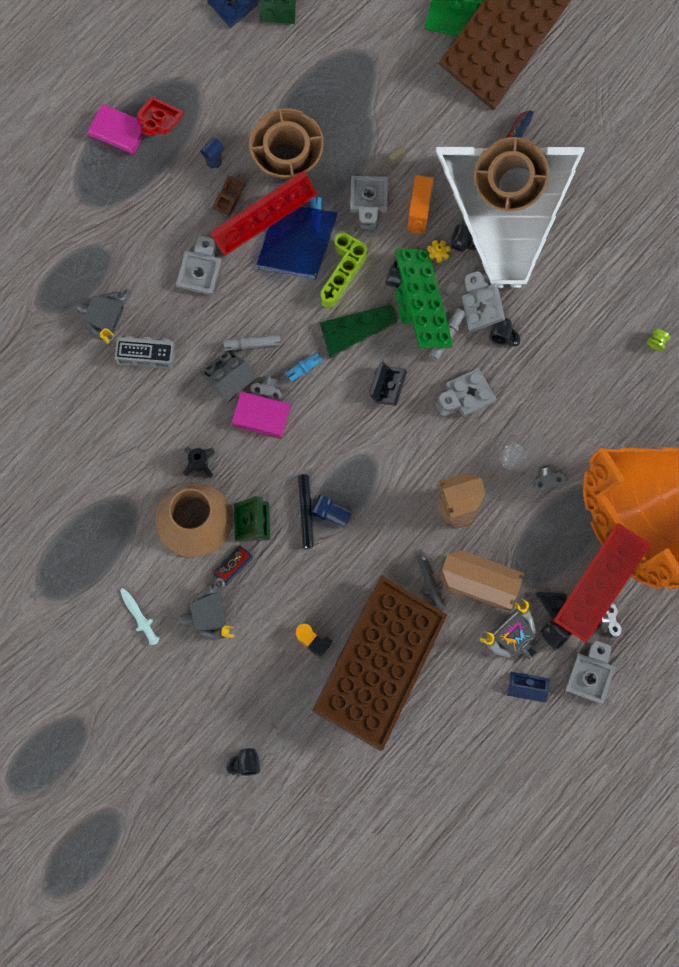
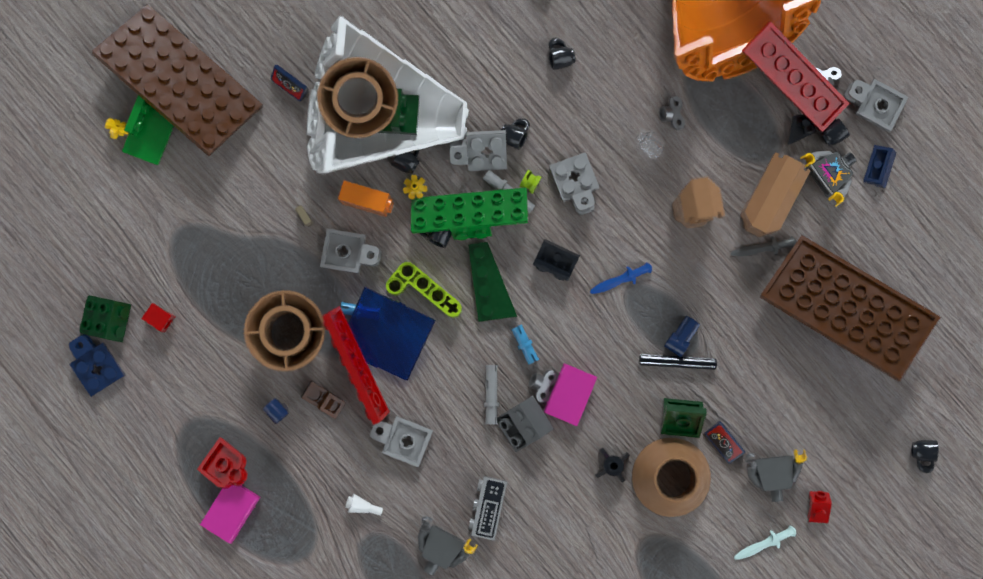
camera: 80 degrees left, 10 degrees up
(135, 237) = (358, 505): none -> white cone
(180, 663) = (819, 507): none -> red bracket
(283, 46) = (158, 318): none -> red panel
(311, 640) = (812, 373): leg -> none
(383, 456) = (628, 276): none -> blue sword
(460, 352) = (530, 181): none -> lime wheel
(505, 226) = (406, 115): none -> dark green bracket
(585, 365) = (561, 56): none -> black piece

